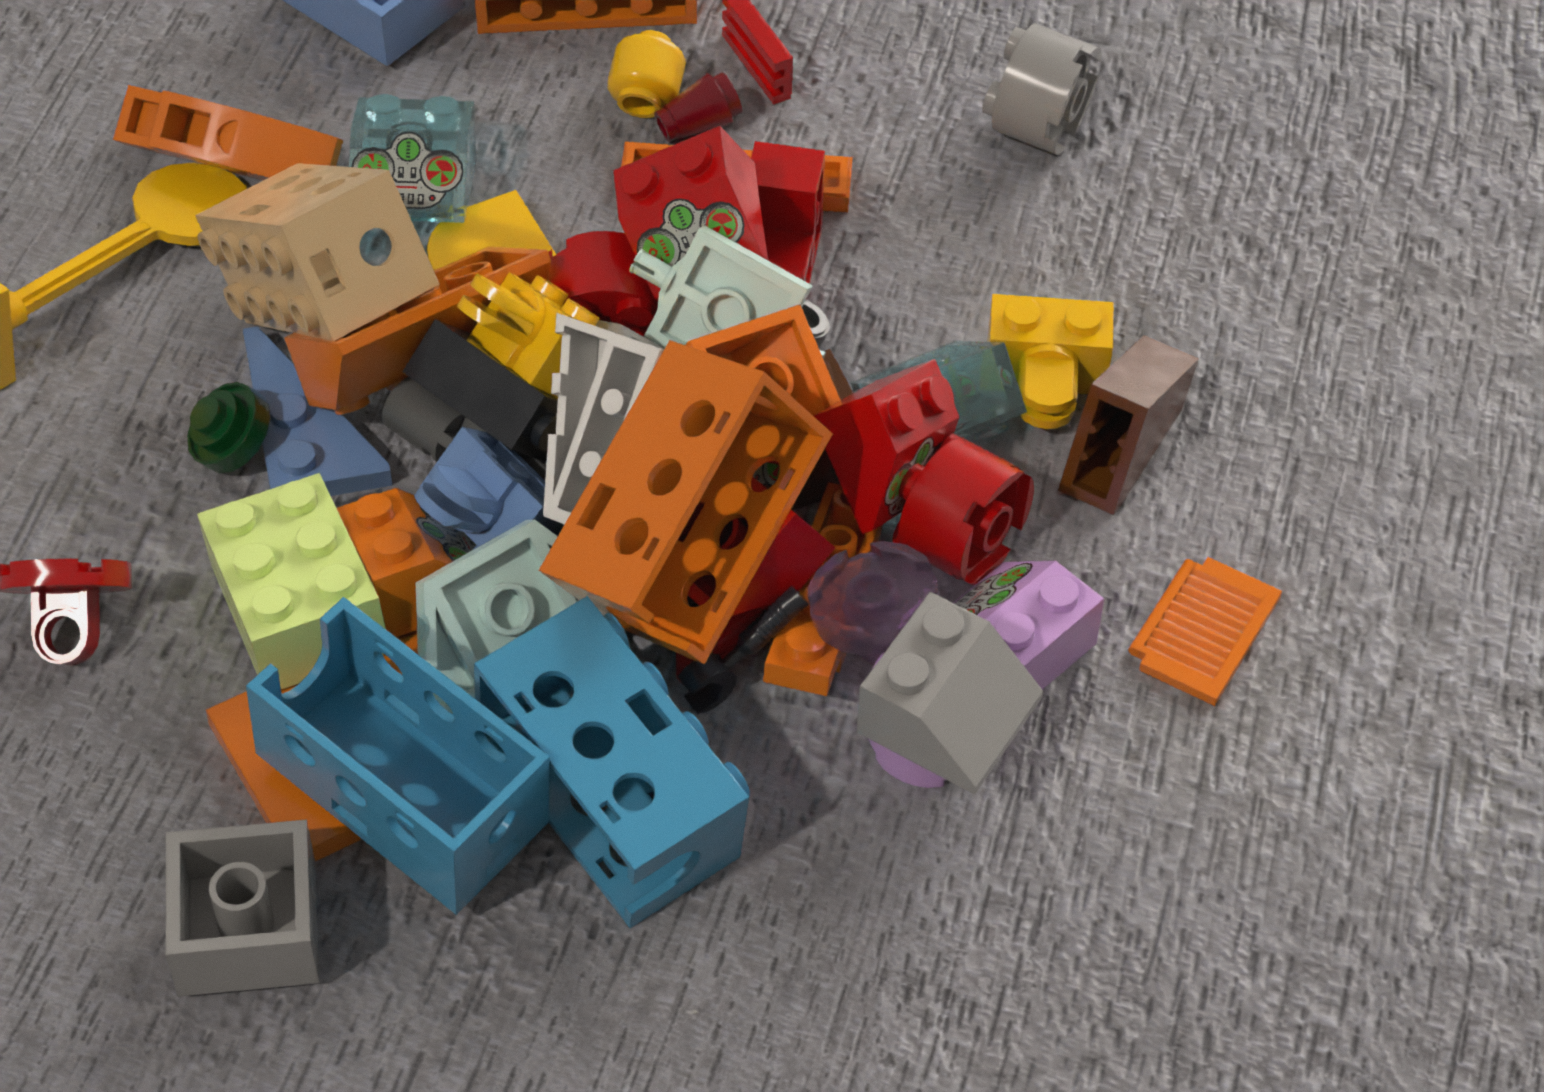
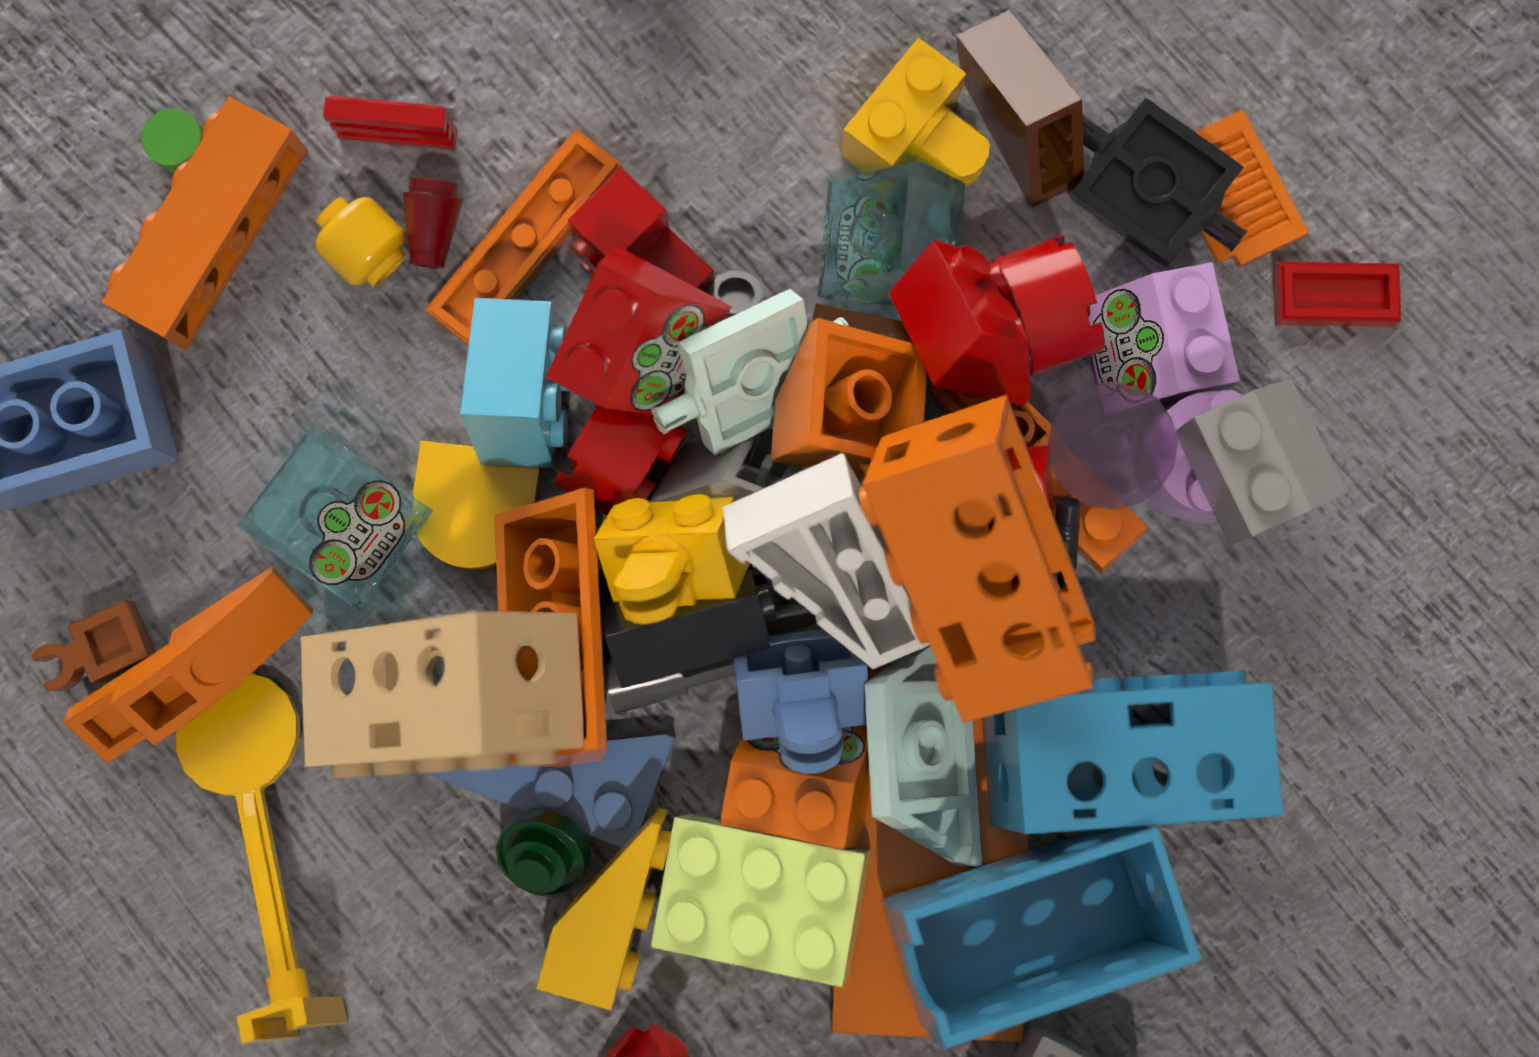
camera: 55 degrees left, 30 degrees up
(175, 481) = (594, 934): none -> yellow slope
(205, 82) = (102, 646): none -> dark orange plate
(577, 182) = (506, 398): none -> medium azure brick
(1152, 549) = (1157, 183): none -> black plate
(1179, 752) = (1337, 294): none -> red tile

